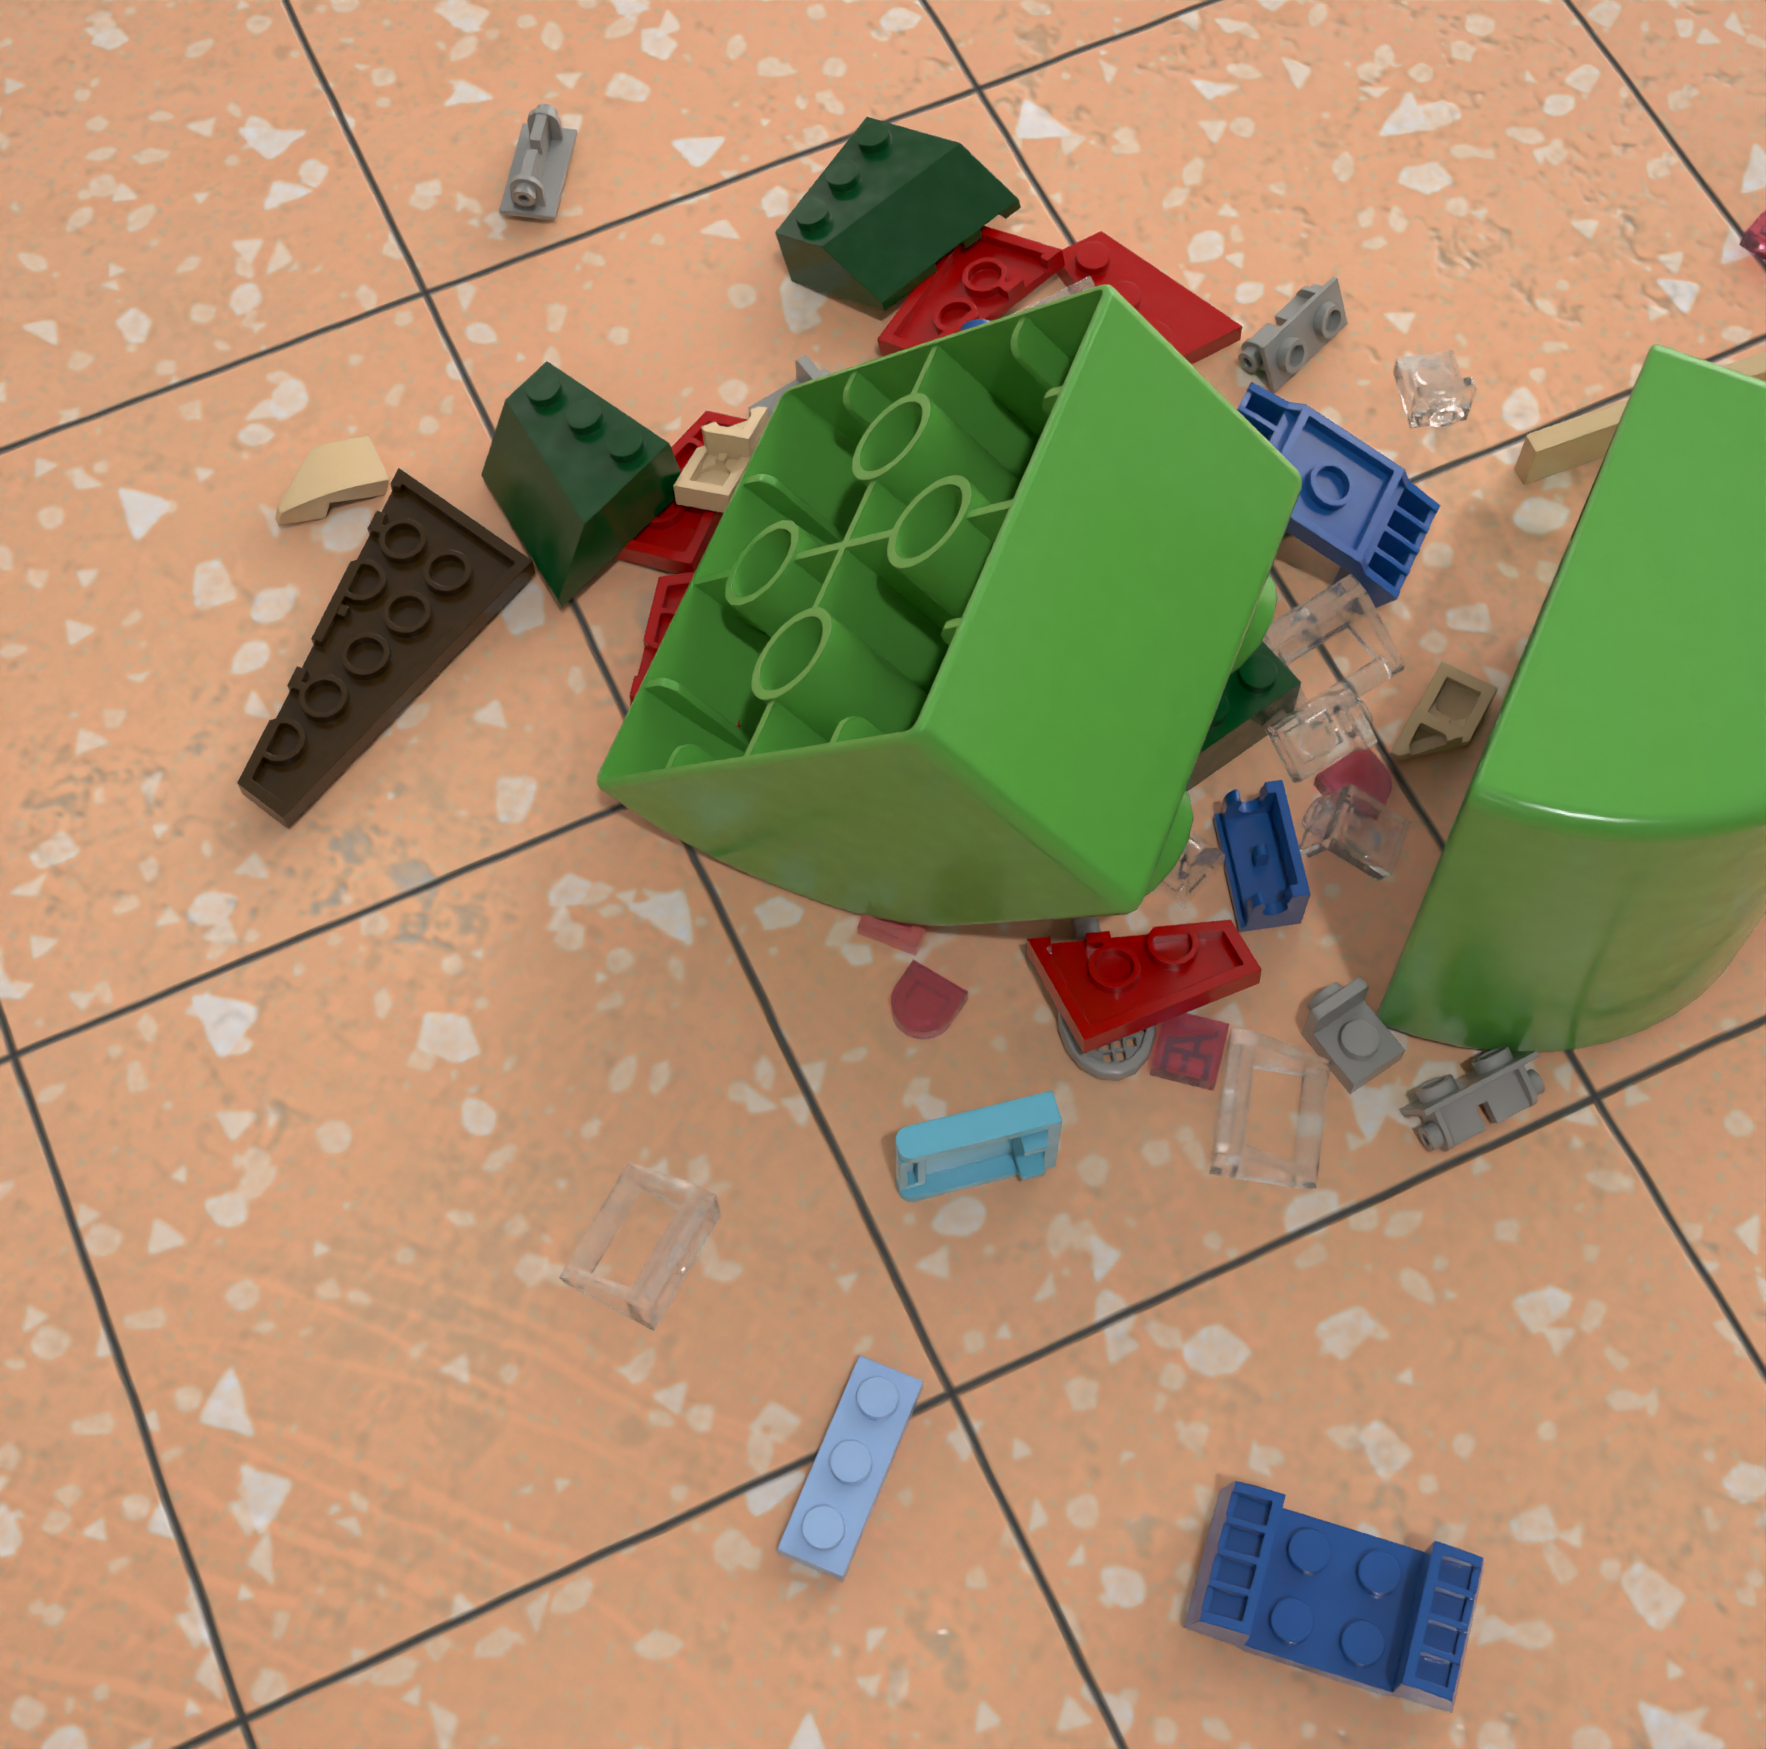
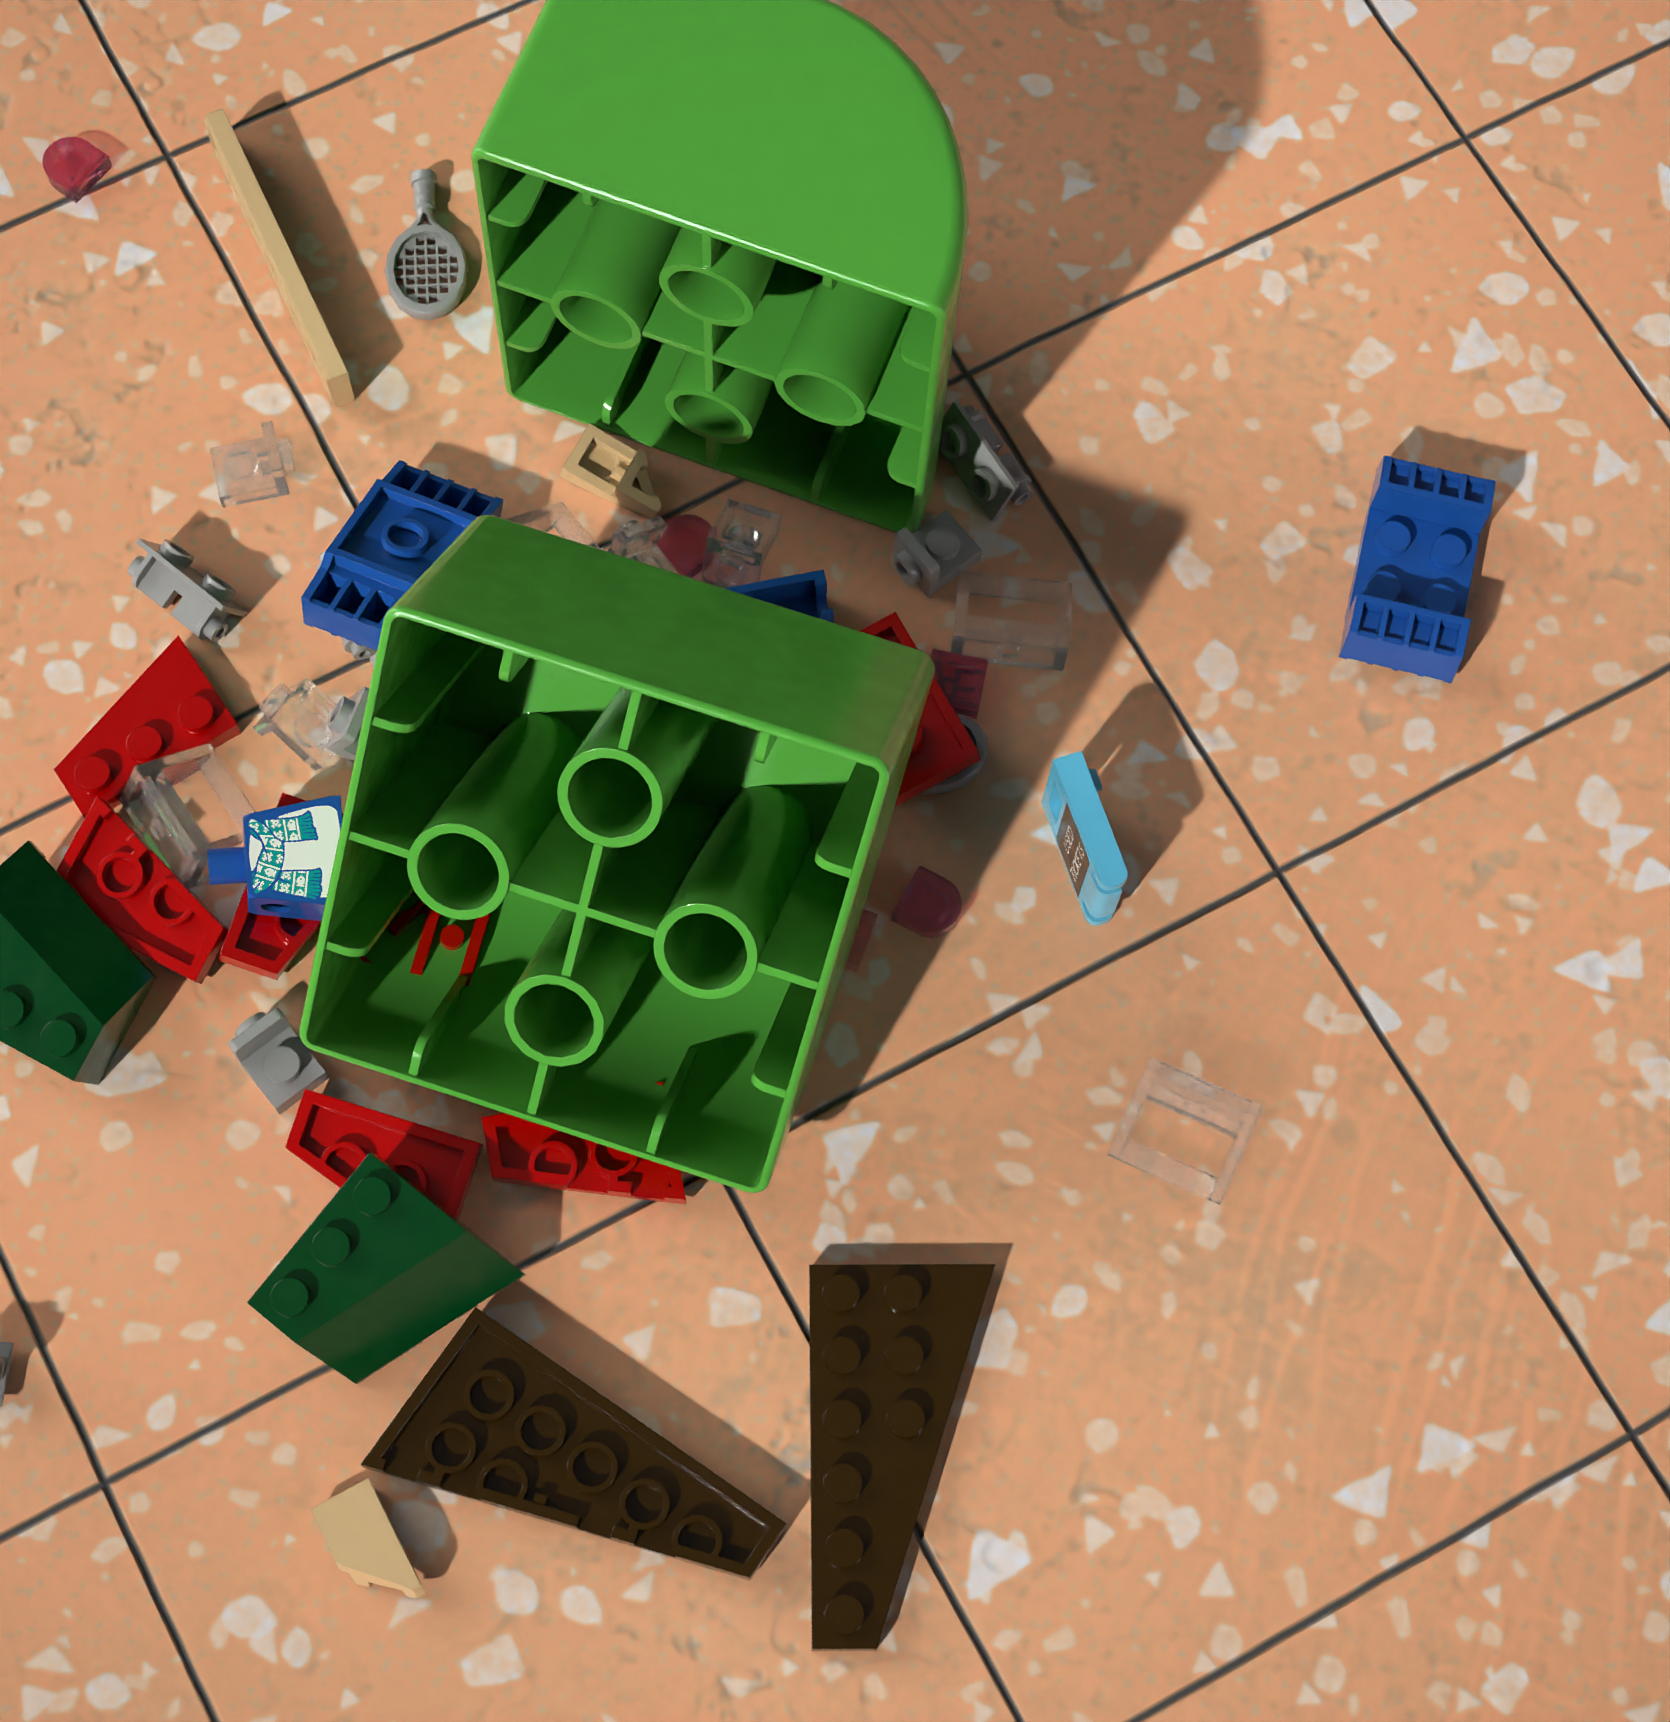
camera: 100 degrees left, 5 degrees up
(397, 921) = (881, 1392): none -> dark brown wing
(719, 464) = (366, 1117): tan slope -> none
(850, 1468) = (1356, 944): light blue plate -> none

